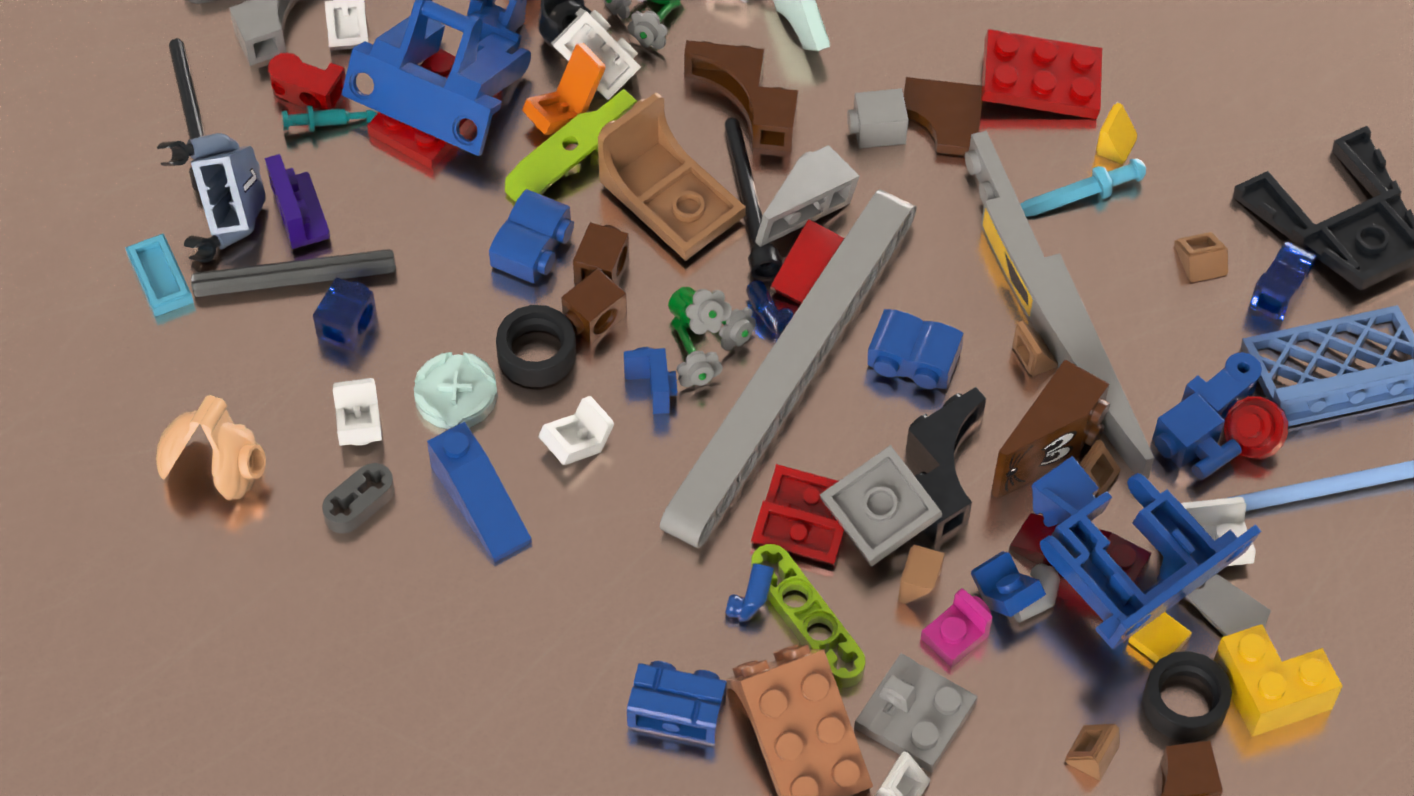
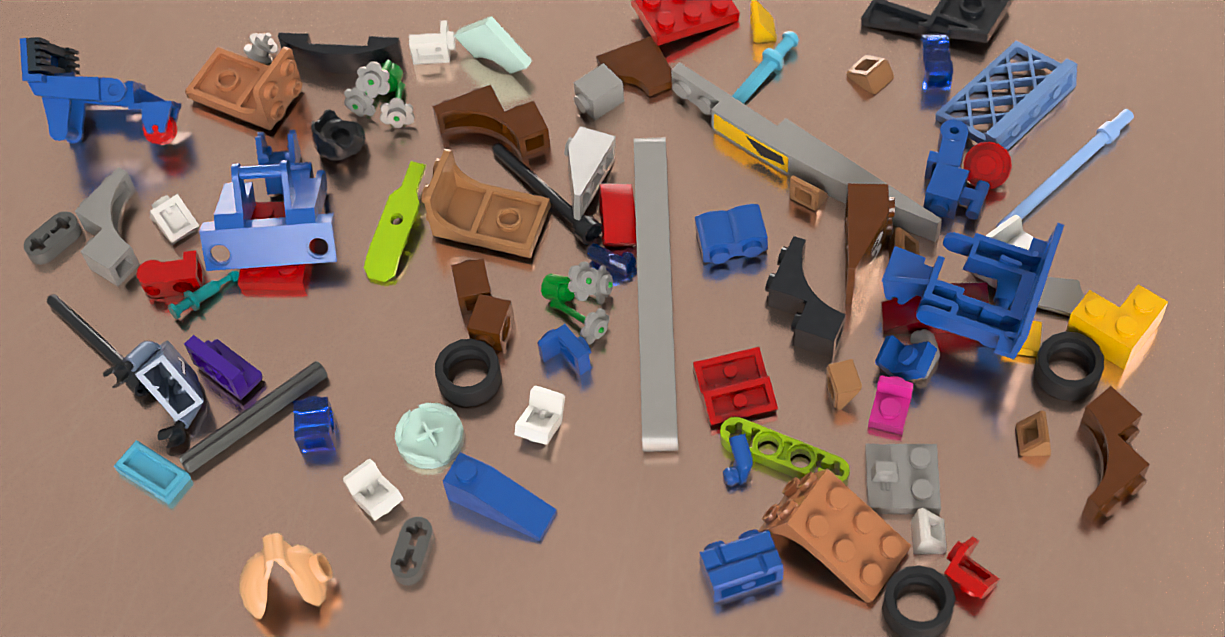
camera: 25 degrees left, 0 degrees up
(531, 236) = (412, 298): blue brick -> none
(573, 94) = (375, 184): orange bracket -> none
(615, 55) = (374, 147): white bracket -> none
(881, 505) = (788, 350): light grey hinge -> none

